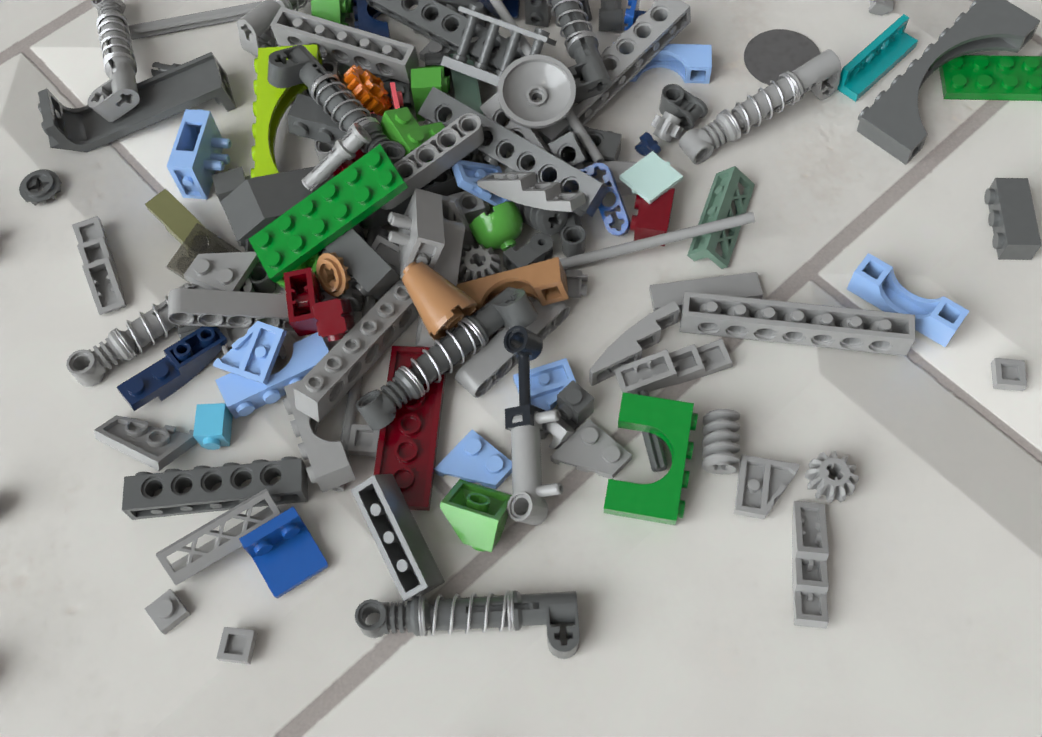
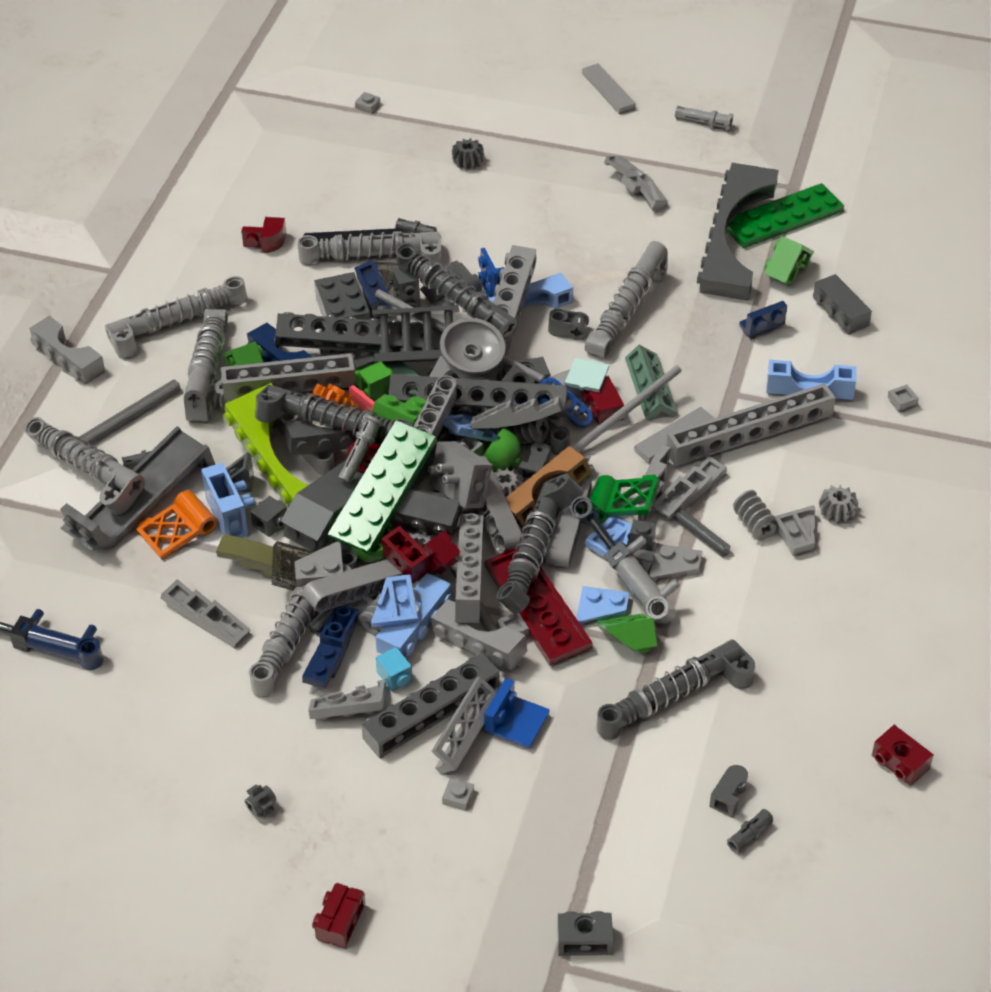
camera: 35 degrees left, 15 degrees down
(30, 186) = (101, 577): dark grey gear -> none
(159, 155) = (188, 510): none -> orange piece
(237, 645) = (527, 784): light grey plate -> none
(240, 131) = (242, 470): none -> dark grey slope
(328, 268) = (407, 517): medium nougat gear -> none
(397, 536) = (589, 662): dark grey brick -> none
(436, 299) = (505, 506): medium nougat cone -> none
(573, 335) = (607, 496): none -> green piece
(647, 145) = (564, 359): dark blue piece -> none
(667, 126) = (569, 340): light grey gear -> none
(672, 423) = (720, 516): green arch -> none
(776, 53) = (609, 263): flat silver sticker -> none
(809, 565) = (860, 559): light grey slope -> none
(876, 59) = (682, 239): teal fence -> none
(904, 198) = (764, 319): none -> dark blue bracket
(981, 134) = (787, 260): none -> bright green brick

